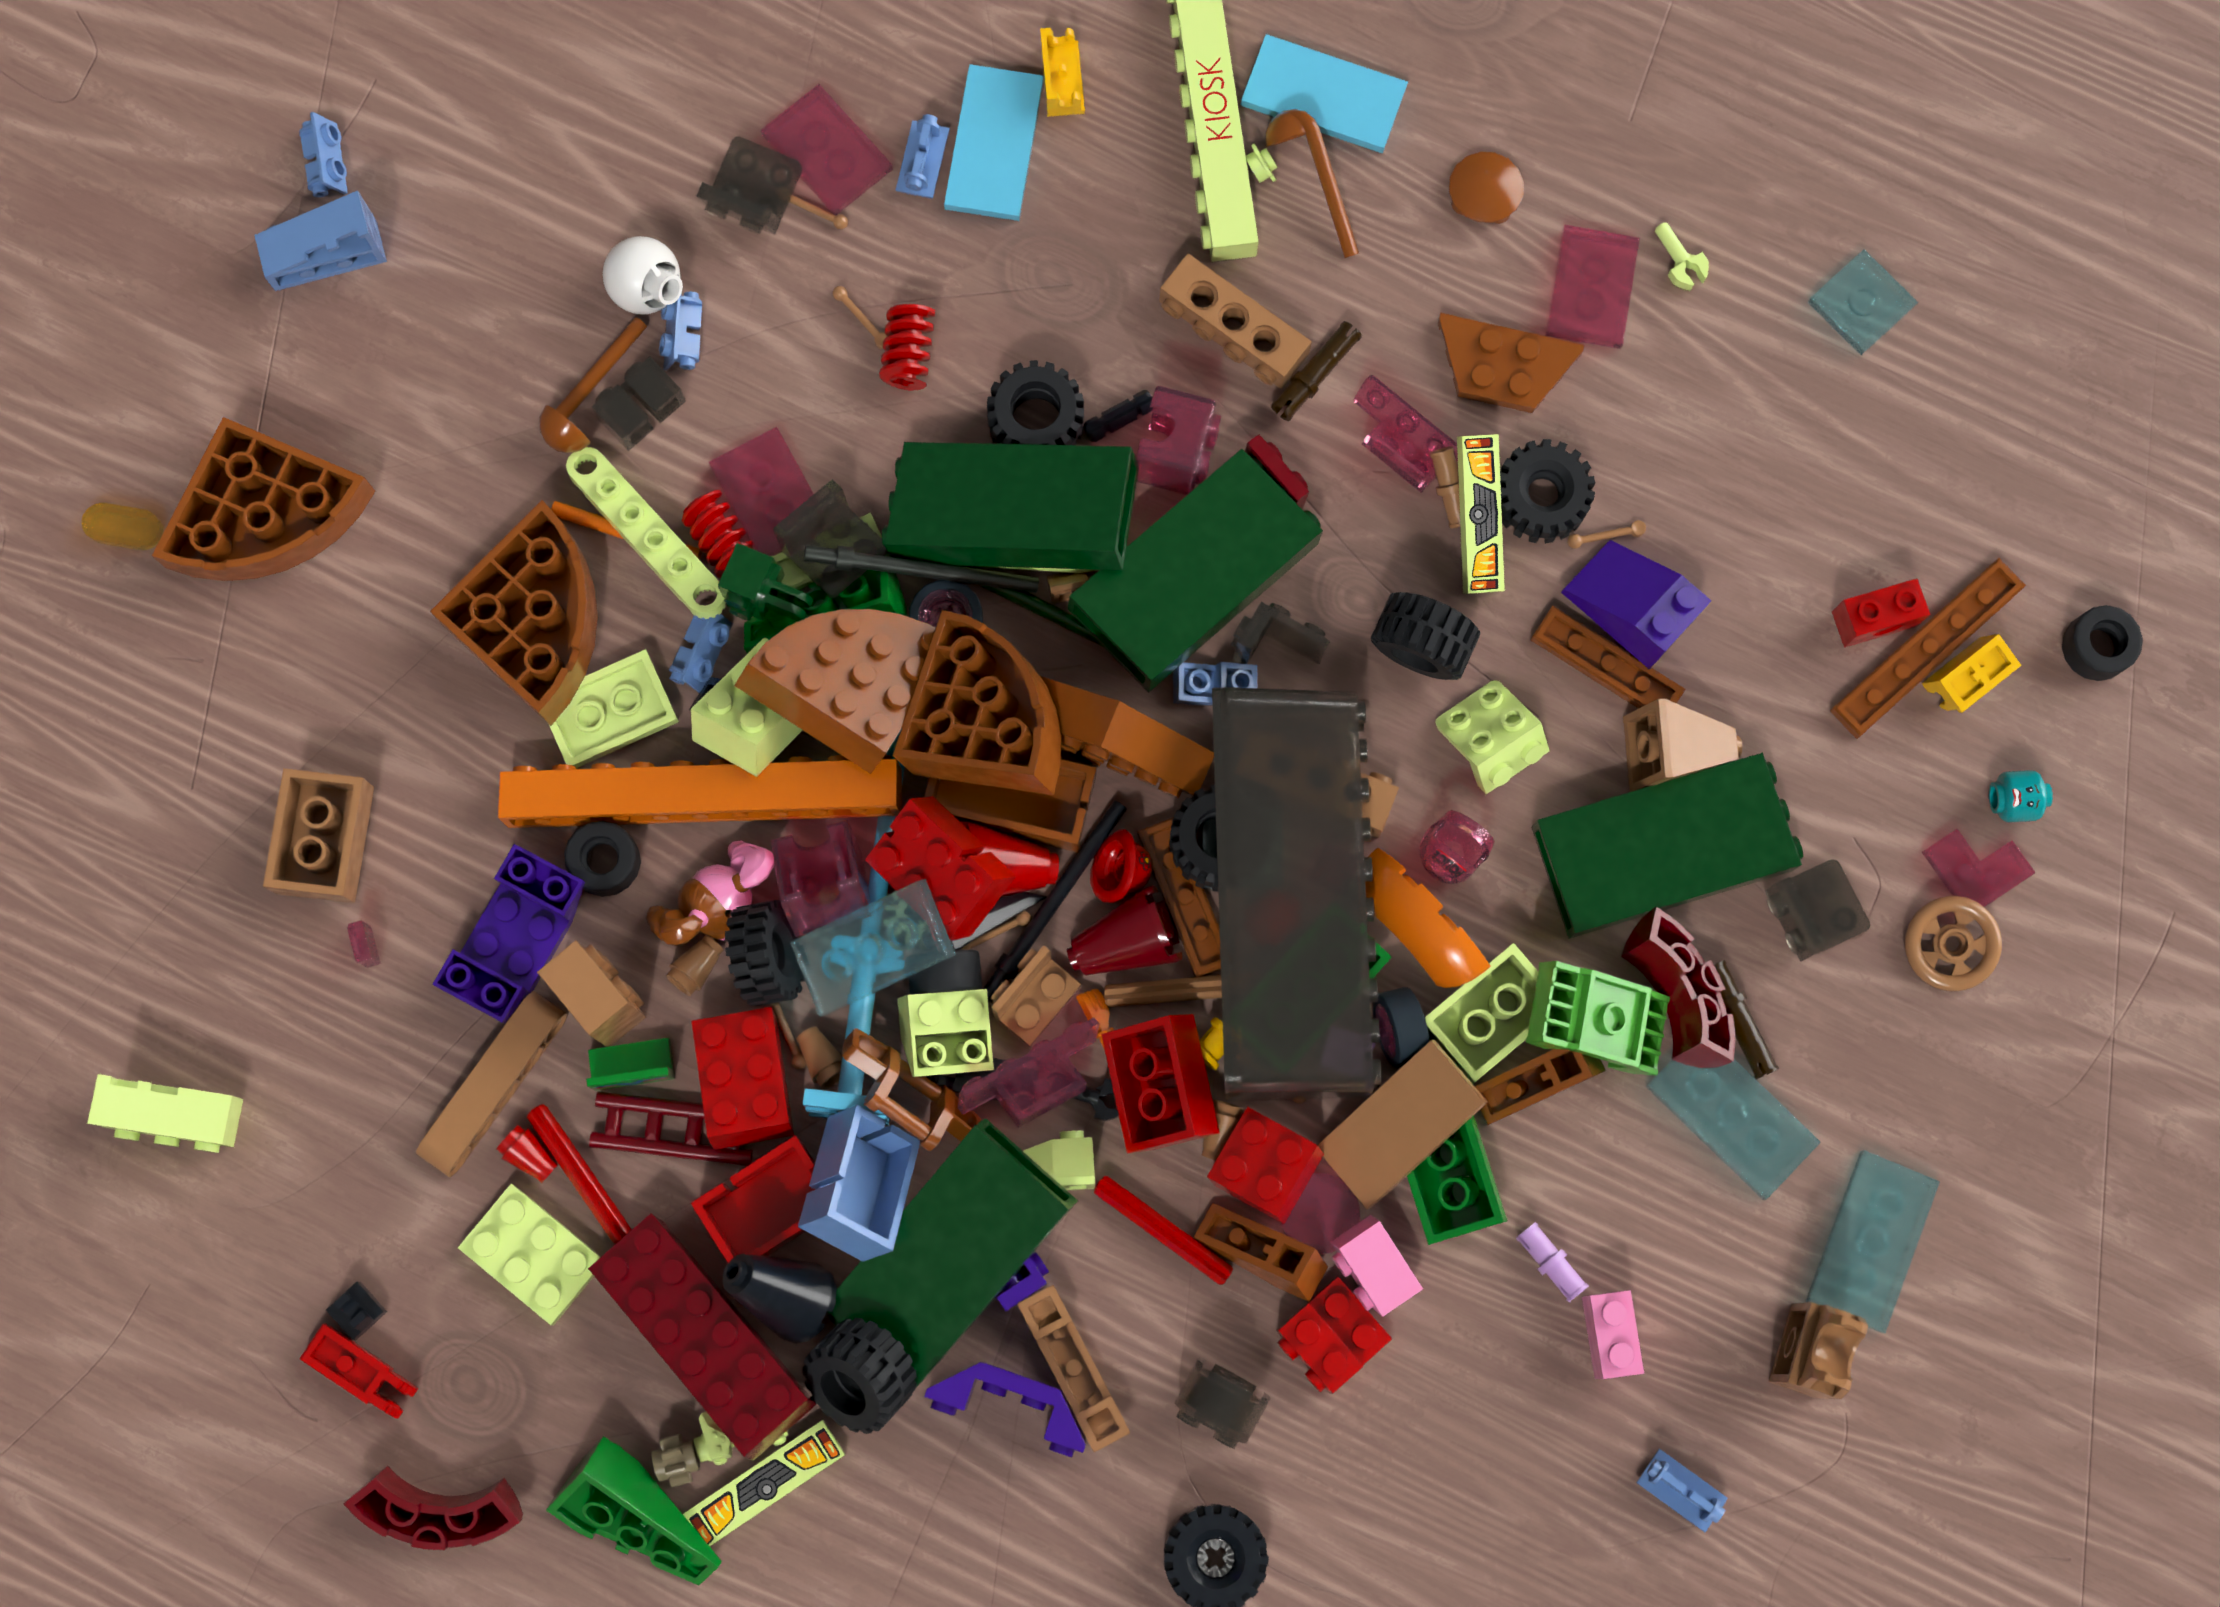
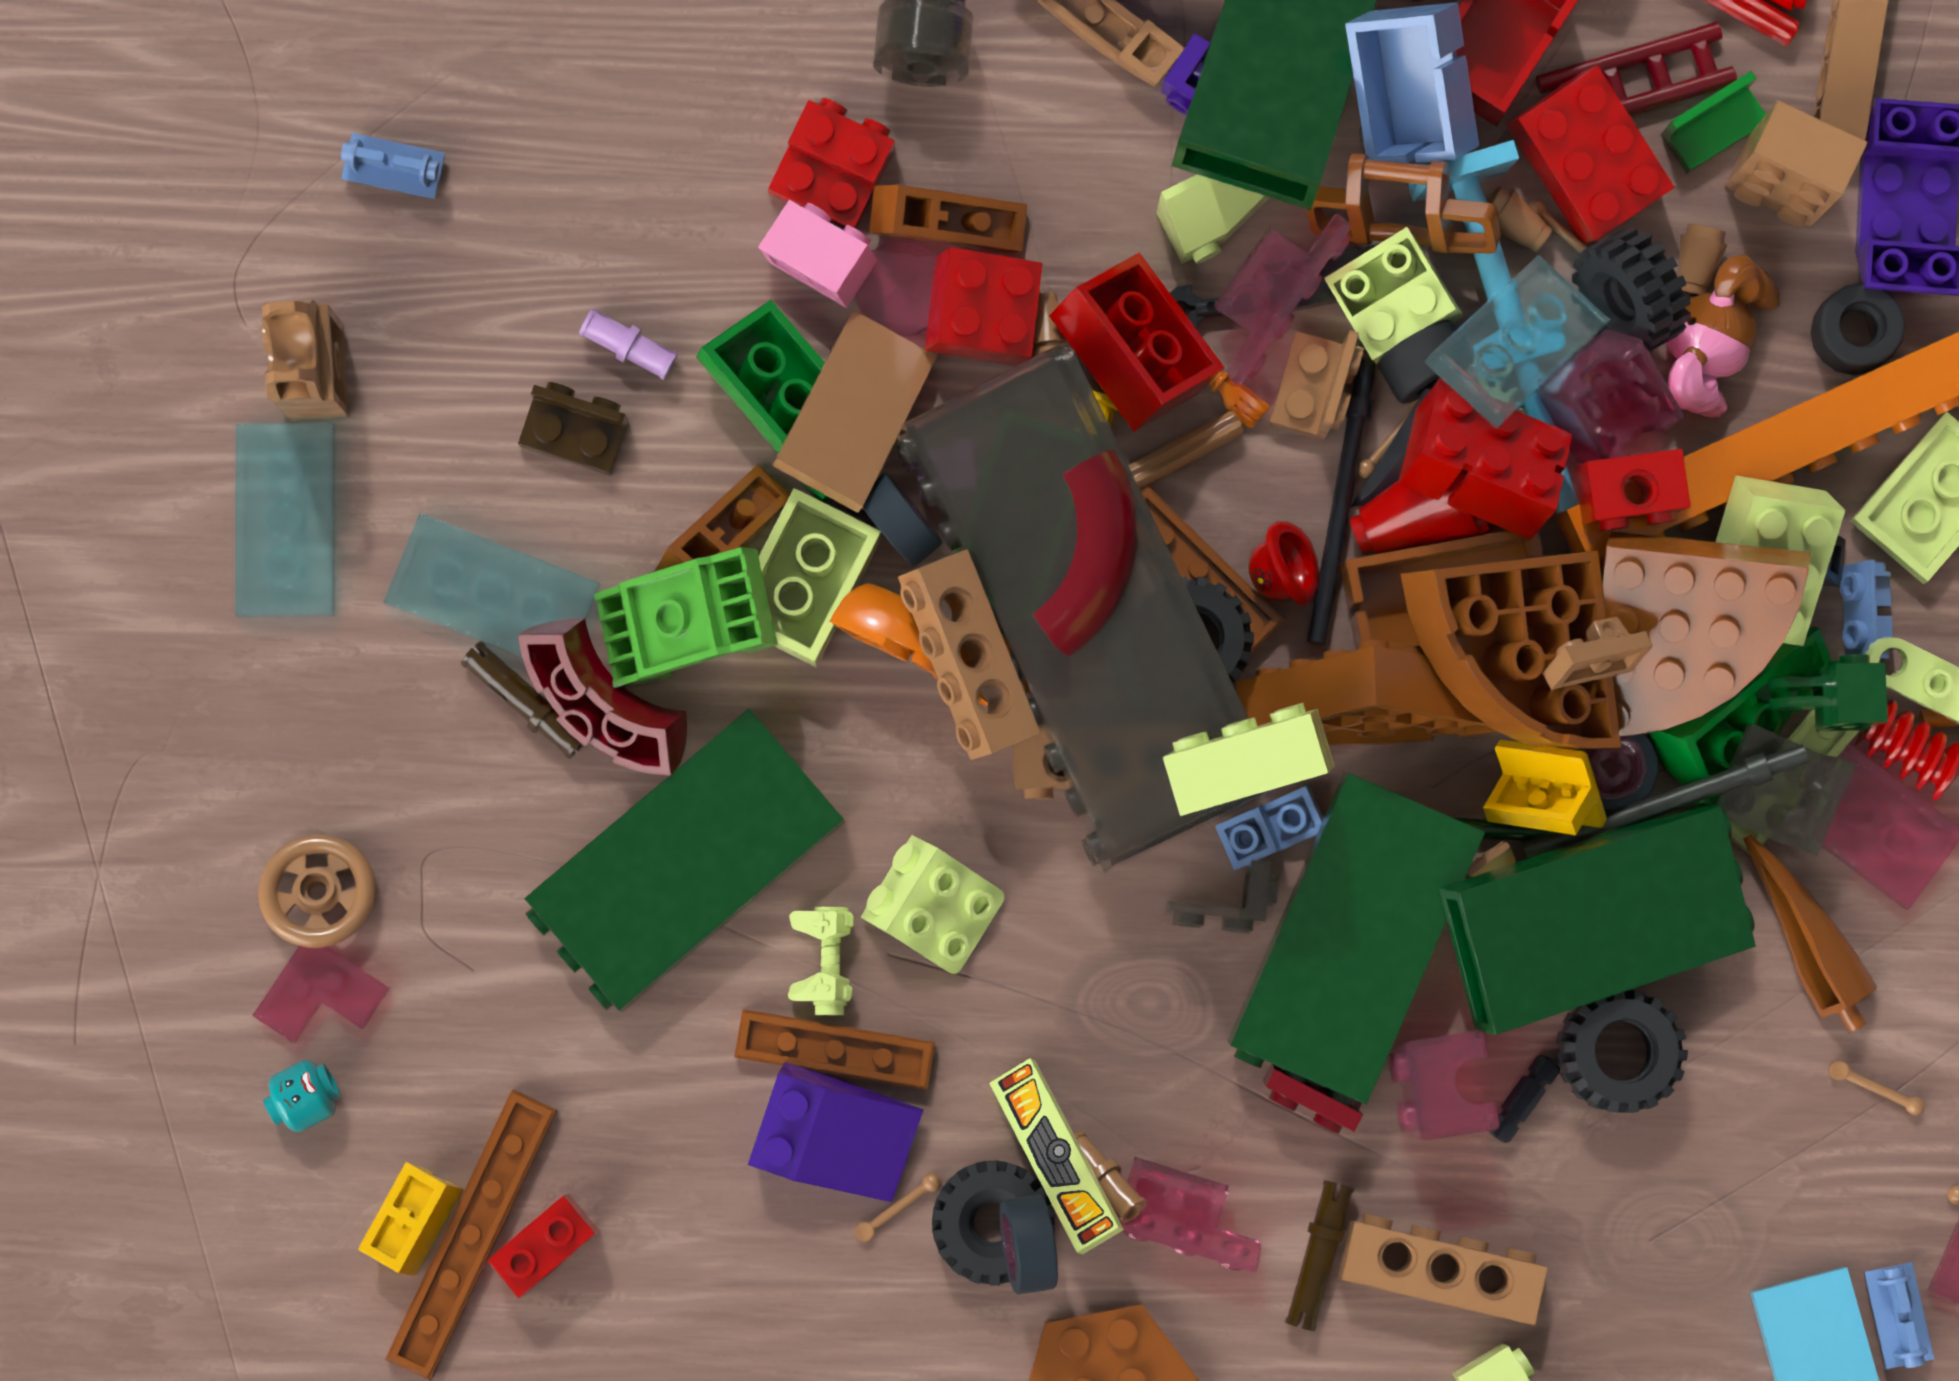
camera: 155 degrees right, 5 degrees up
(855, 423) = (1819, 950): none -> dark orange piece
(858, 811) = (1657, 473): none -> red brick
(904, 344) = (1808, 1069): red piece -> none
(918, 676) = (1606, 654): none -> medium nougat hinge
(1010, 607) = (1544, 789): none -> yellow bracket
(1127, 938) = (1240, 491): dark red cone -> none
(1163, 1230) = (1063, 198): red axle -> none
(1233, 700) = (1248, 759): none -> yellowish green brick
(1266, 914) = (1101, 555): none -> dark red brick
(1387, 832) = (990, 666): none -> medium nougat brick
(1425, 635) = (1059, 974): black tyre -> none
(1452, 853) = (922, 747): clear pink helmet -> none
(1533, 451) = (1028, 1244): none -> black wheel
(1596, 707) = (826, 989): none -> yellowish green piece
(1612, 1335) = (532, 291): bright pink brick -> none
(1620, 1213) = (574, 428): none -> dark brown bracket
(1674, 742) = (717, 977): slope -> none
(1817, 909) = (485, 862): clear smoke bracket -> none
(2121, 629) = (240, 1332): black tyre -> none

